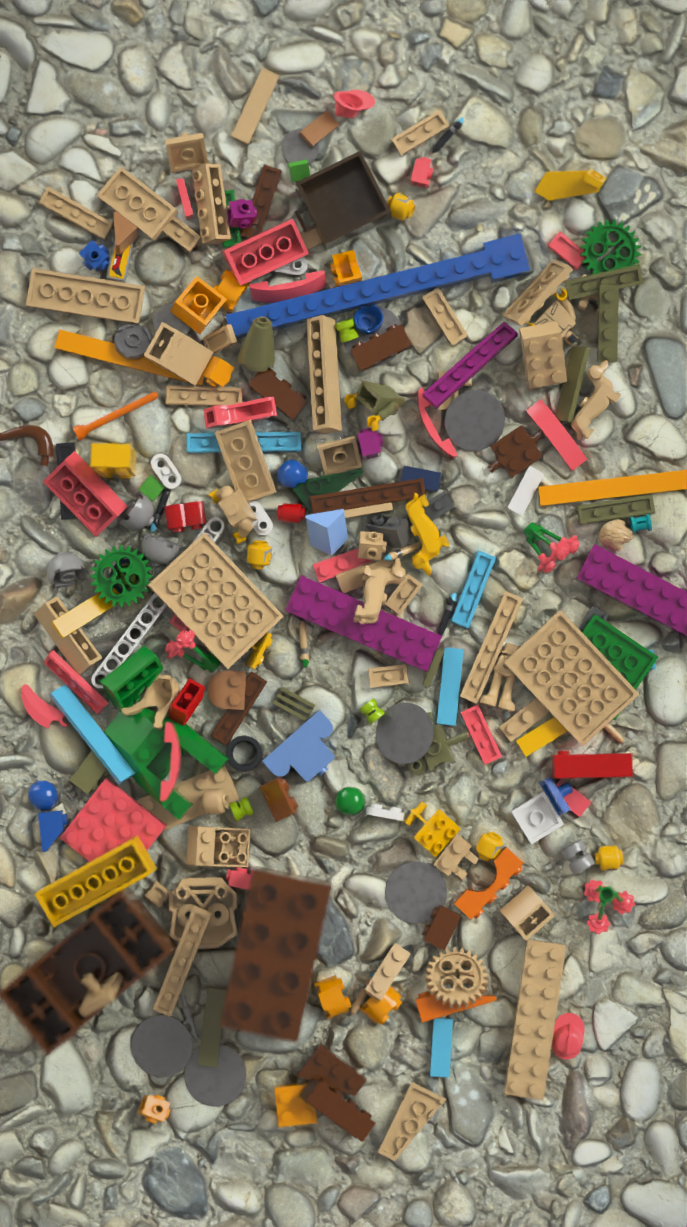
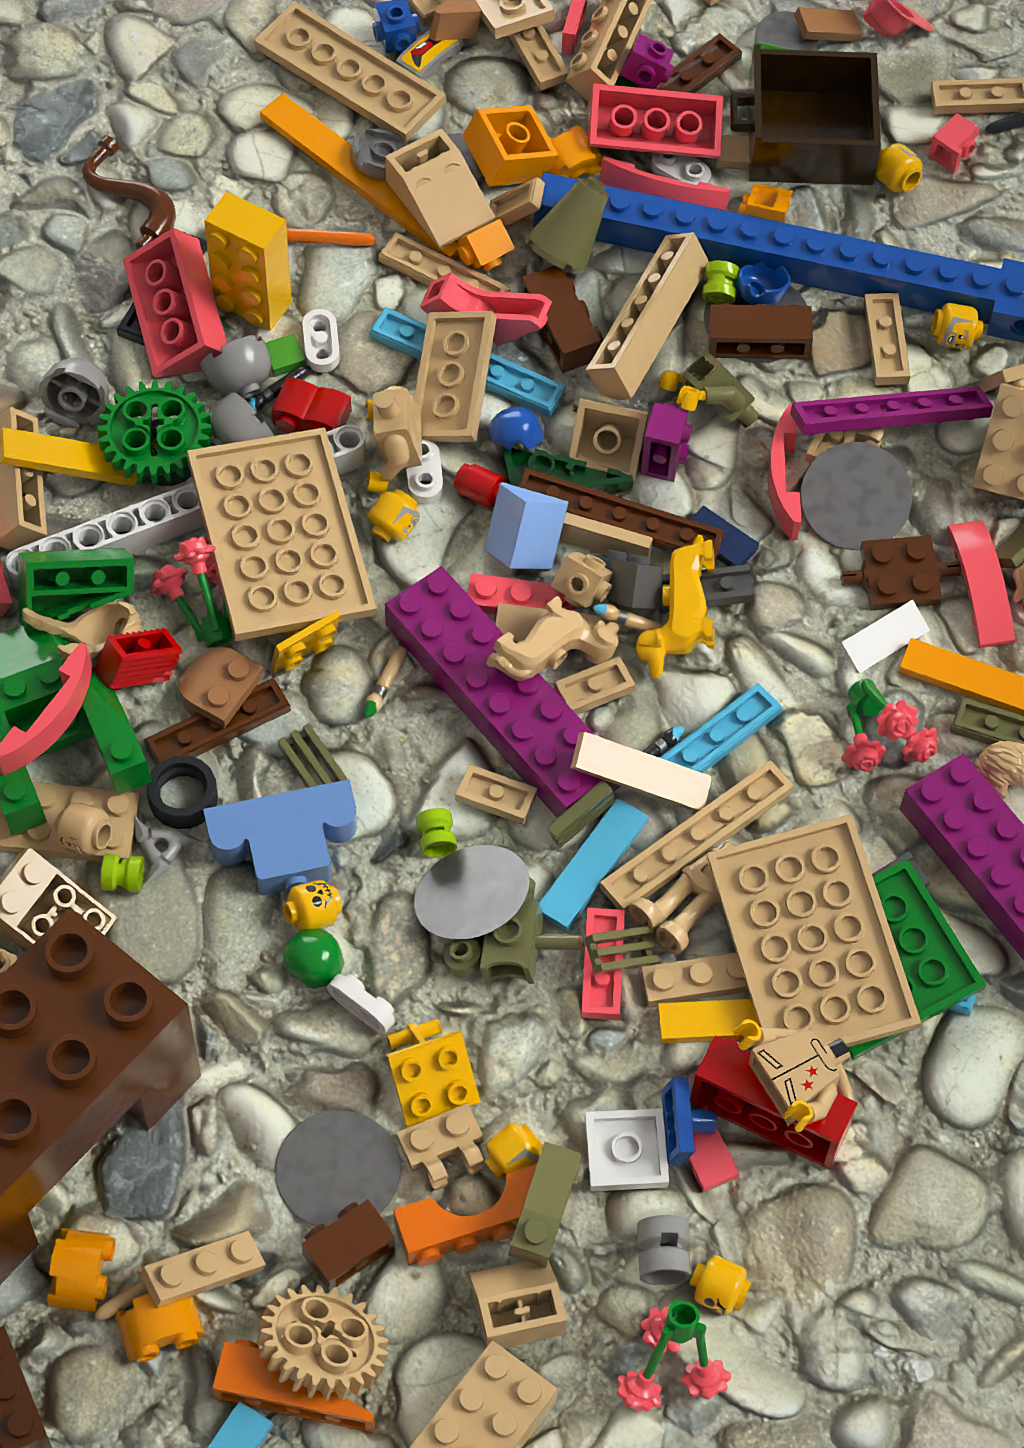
camera: 25 degrees right, 25 degrees down
(251, 791) = (160, 859): none -> light grey piece
(278, 799) = (196, 879): dark orange slope -> none
(336, 778) = (312, 905): none -> yellow head
(451, 634) = (640, 772): none -> tile
(476, 292) = (956, 326): none -> yellow head
(496, 717) = (642, 945): none -> olive tile
(519, 869) = (544, 1204): none -> olive slope
(600, 758) = (794, 1069): none -> tan torso

